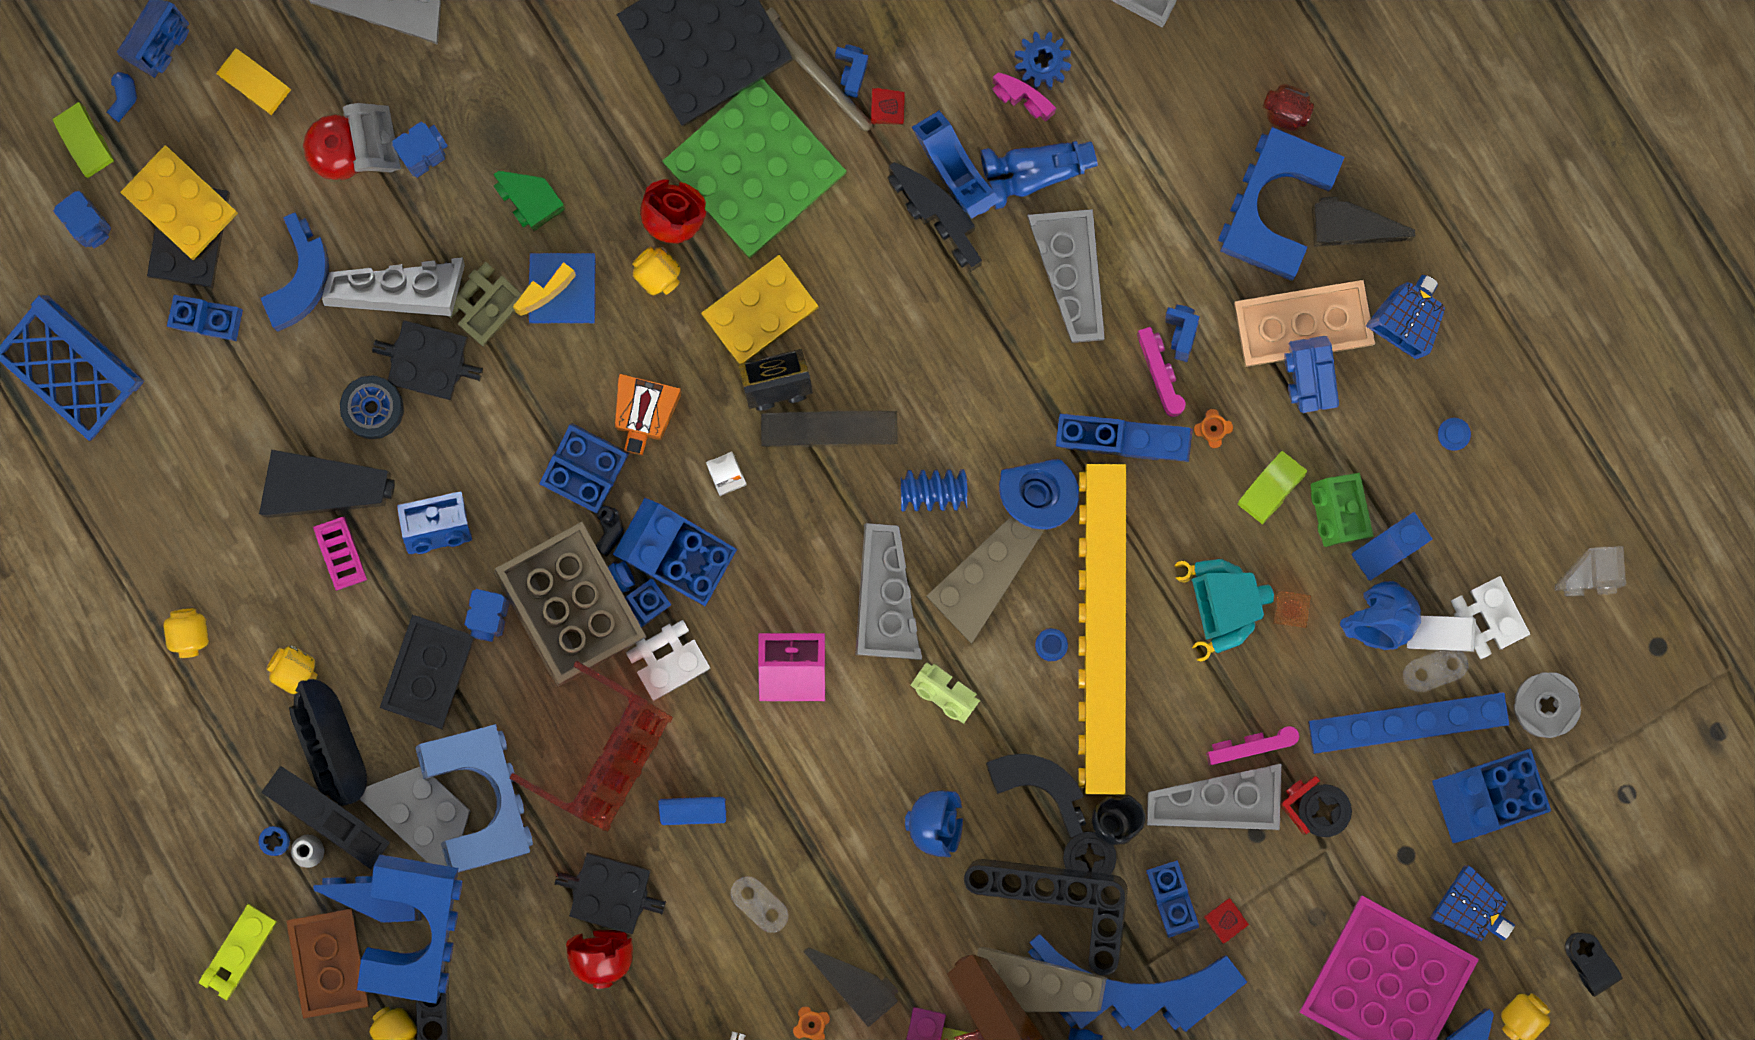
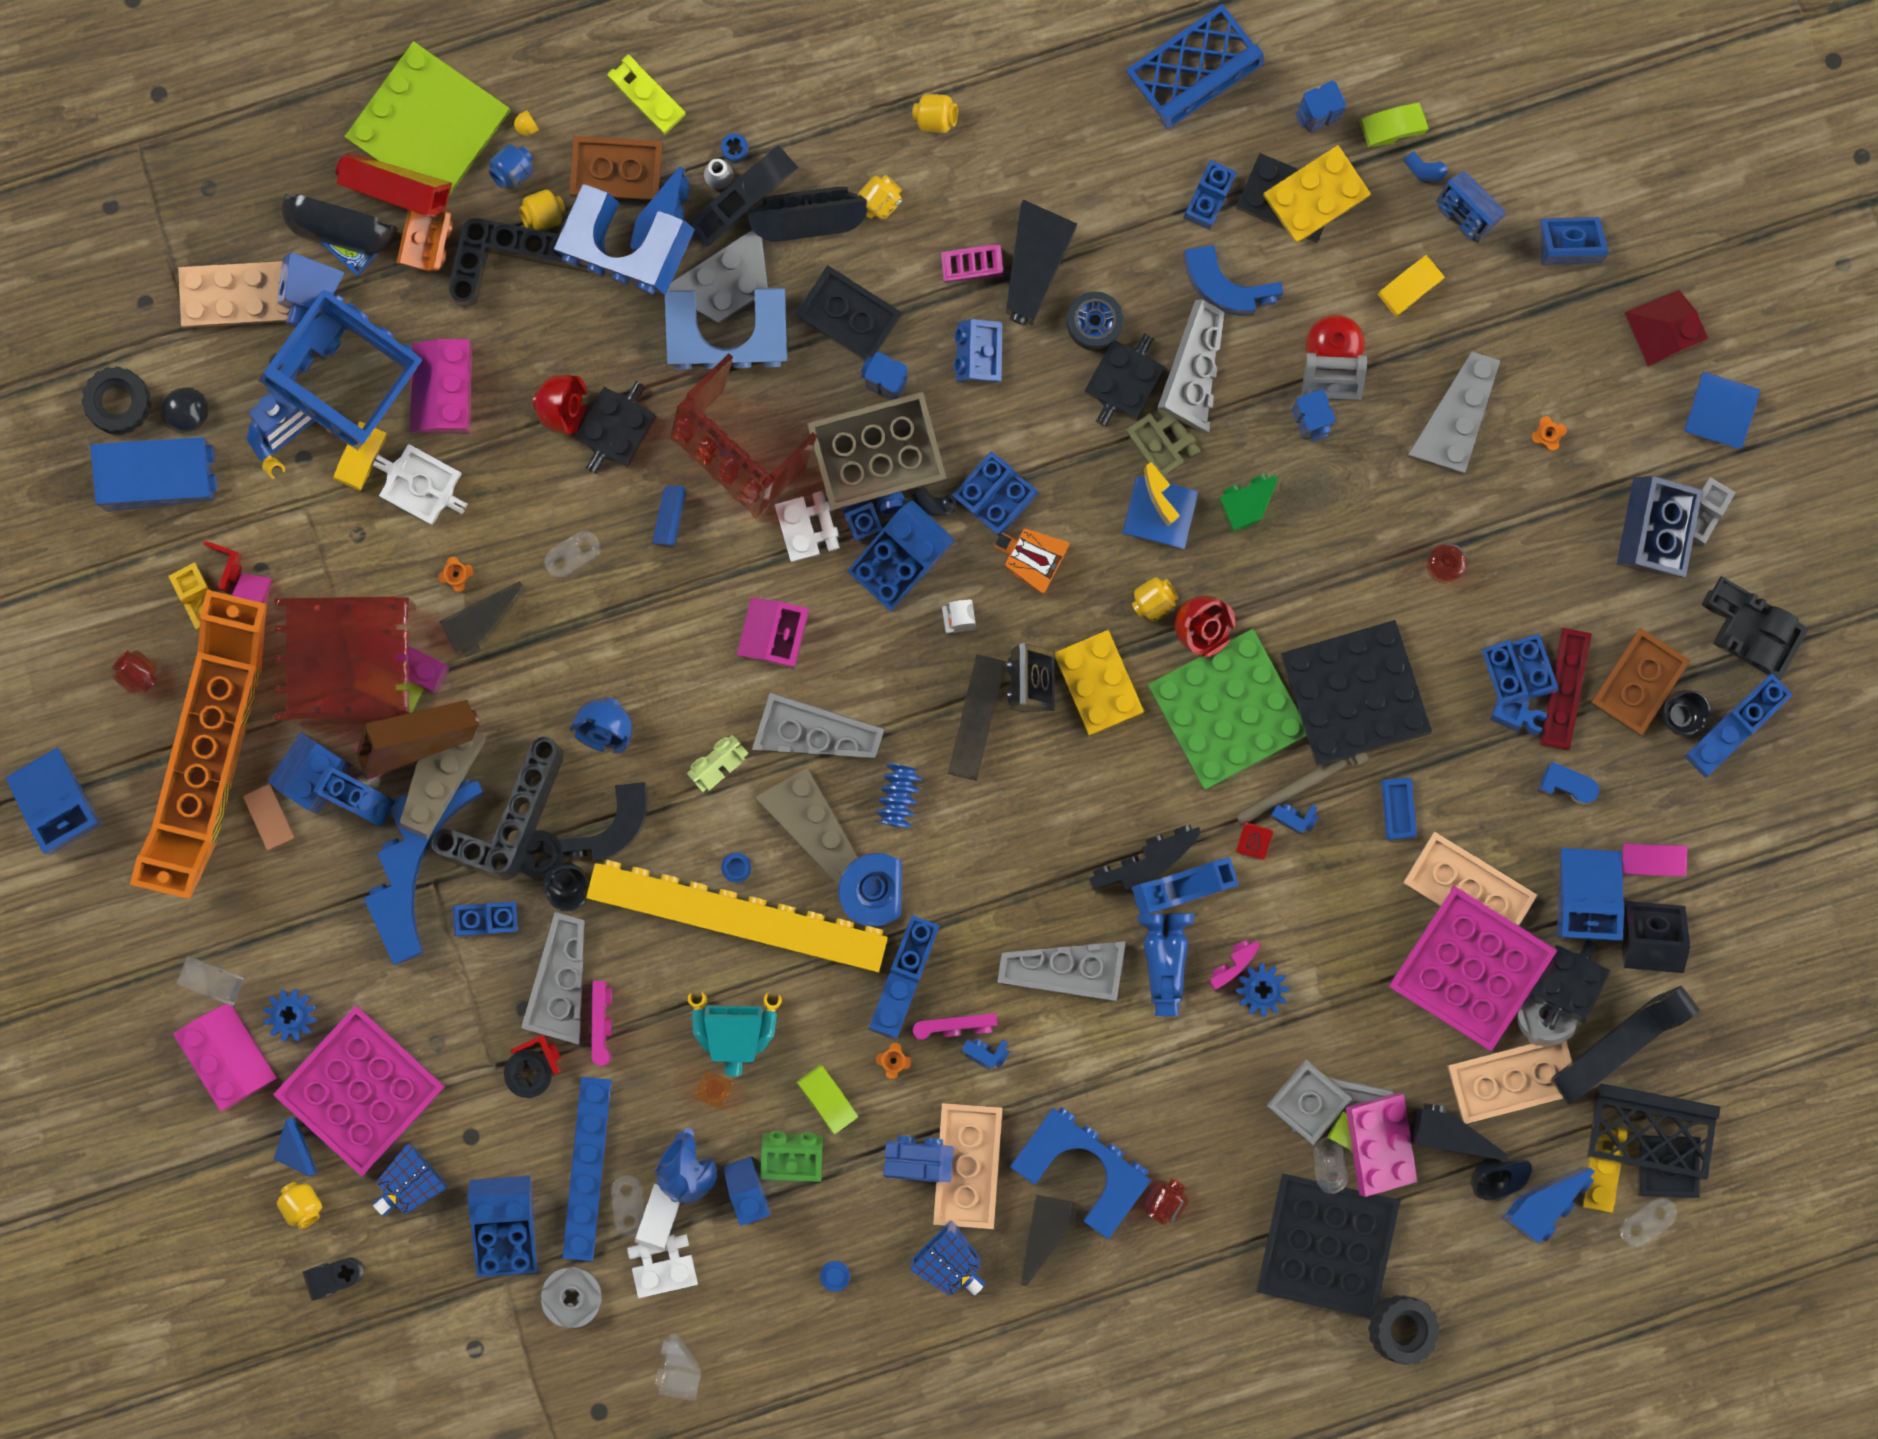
camera: 100 degrees right, 0 degrees up
(1225, 921) = (453, 961): red slope -> none

